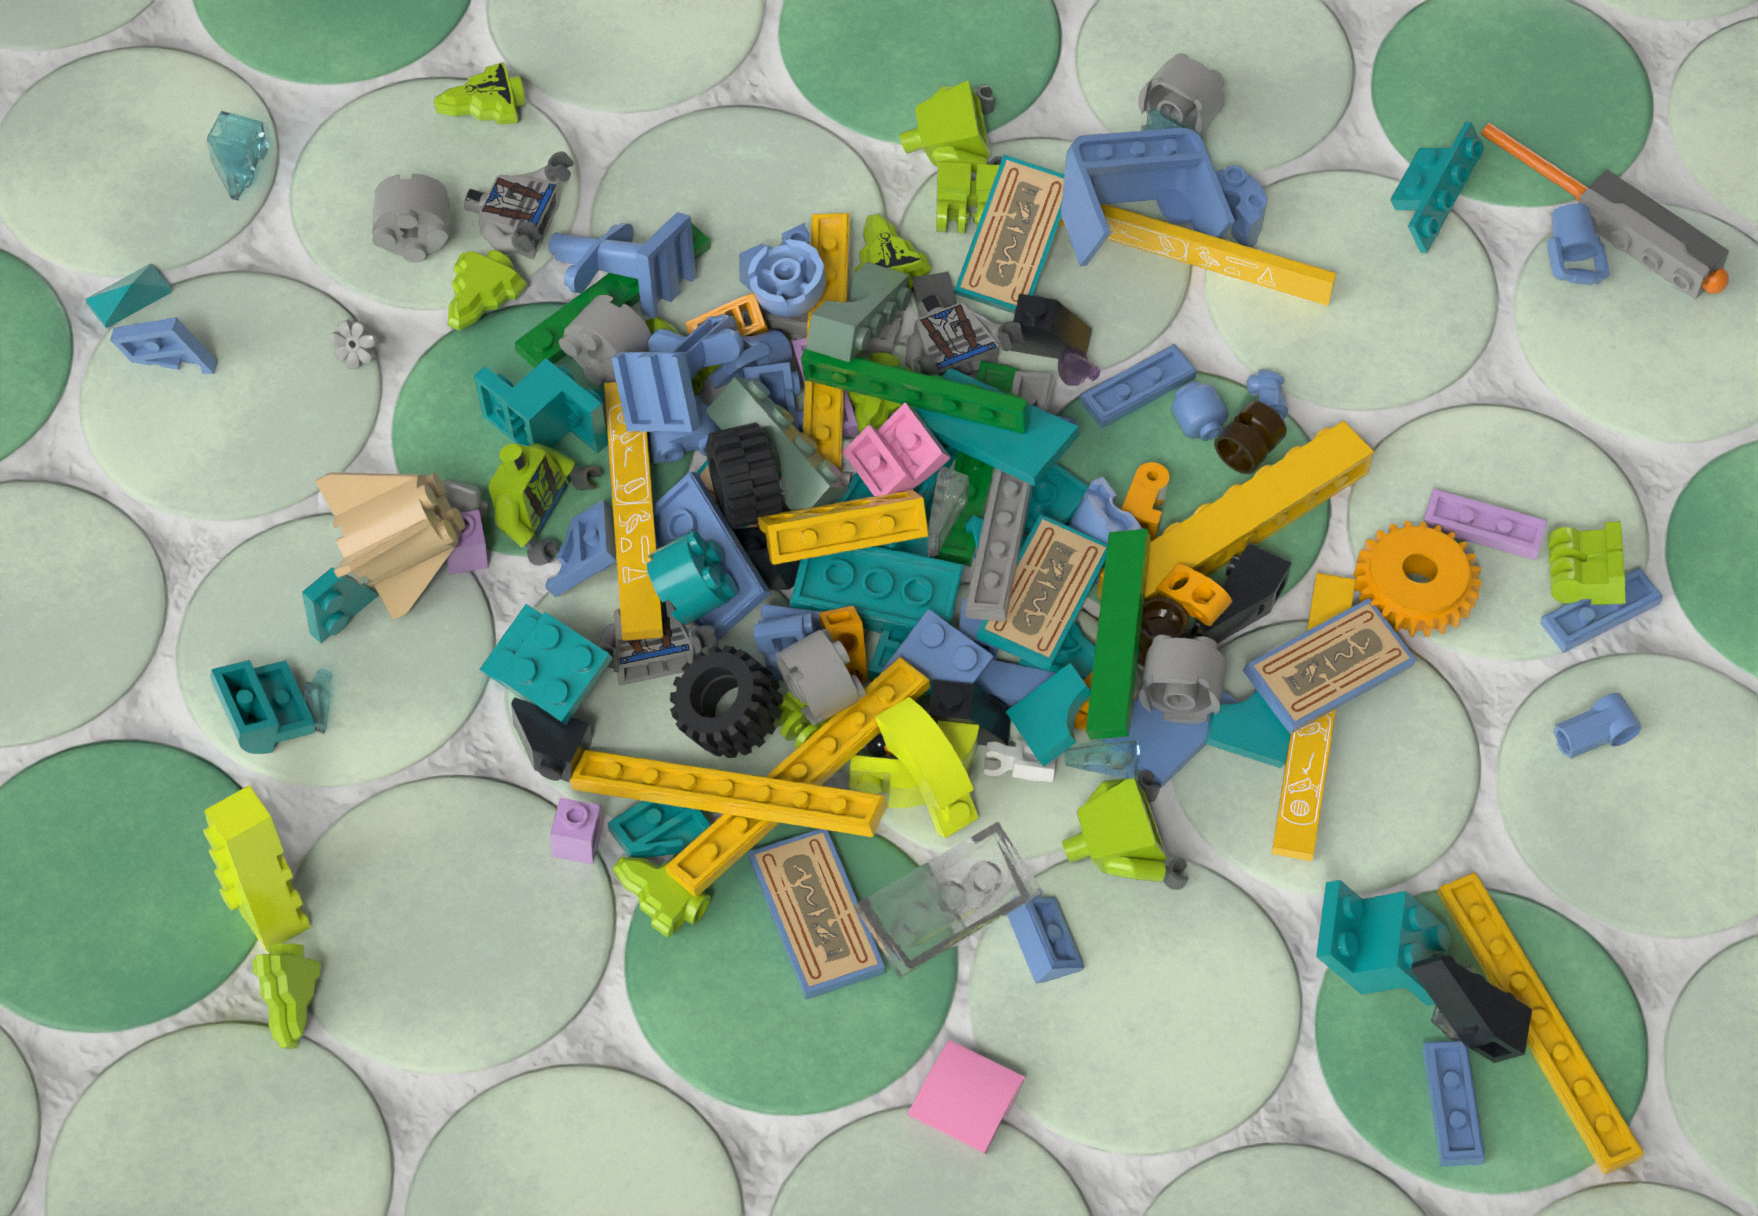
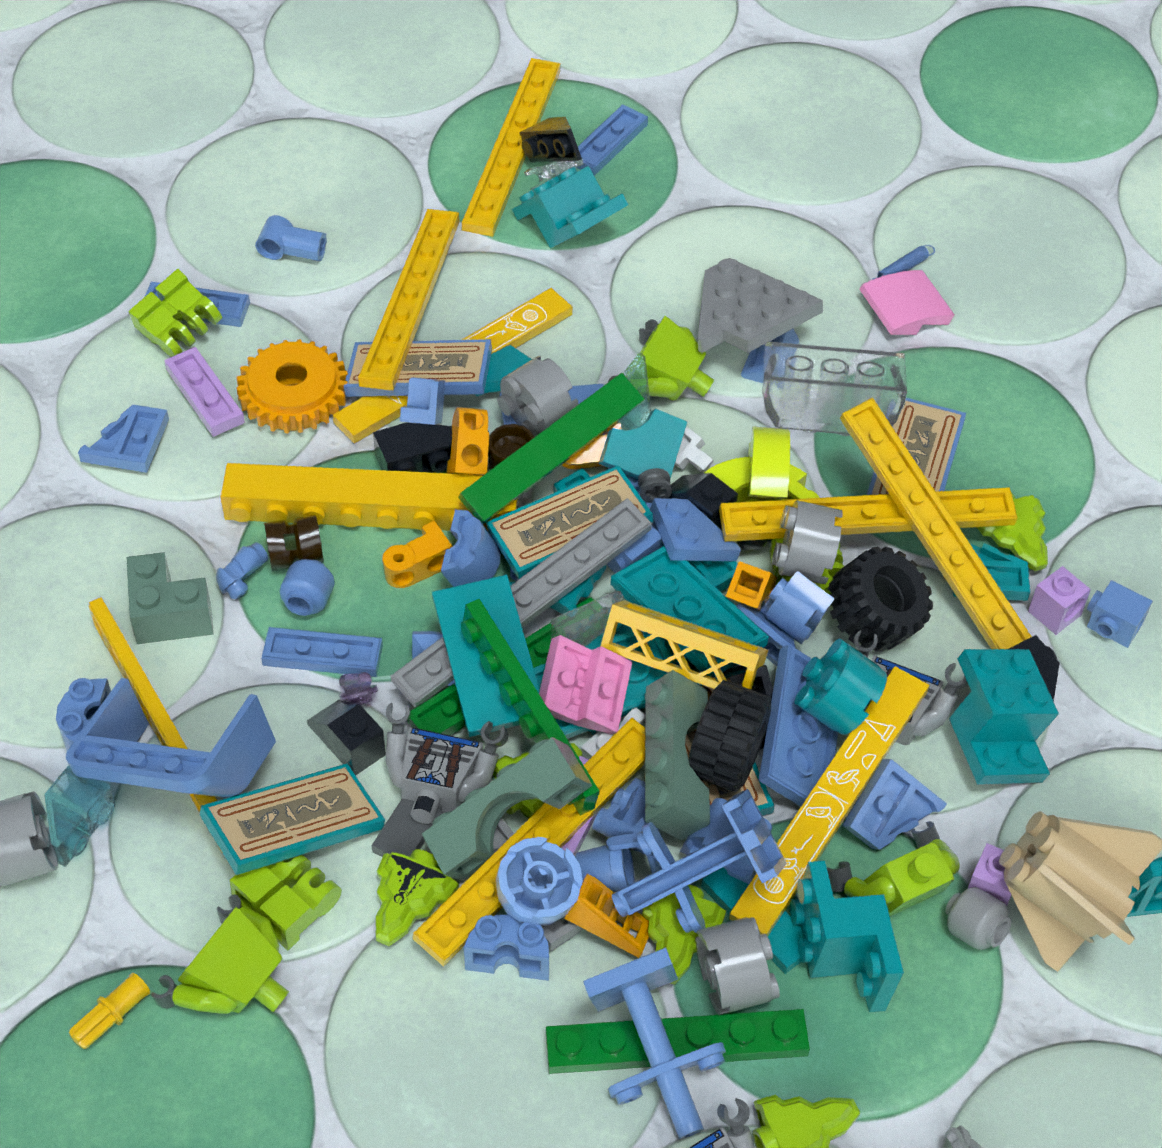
camera: 140 degrees left, 5 degrees down
(516, 858) = (1118, 613): none -> medium blue brick
(1007, 67) = (109, 1011): none -> yellow axle
(1011, 687) = (654, 484): none -> dark grey bush
(1011, 1153) = (907, 262): none -> medium blue piece
(1101, 941) = (749, 307): none -> light grey wing
(1276, 618) = (424, 401): none -> medium blue panel
(1292, 319) = (165, 608): none -> sand green brick
(1421, 739) = (409, 300): none -> yellow tile
(1486, 439) = (129, 440): none -> medium blue wing

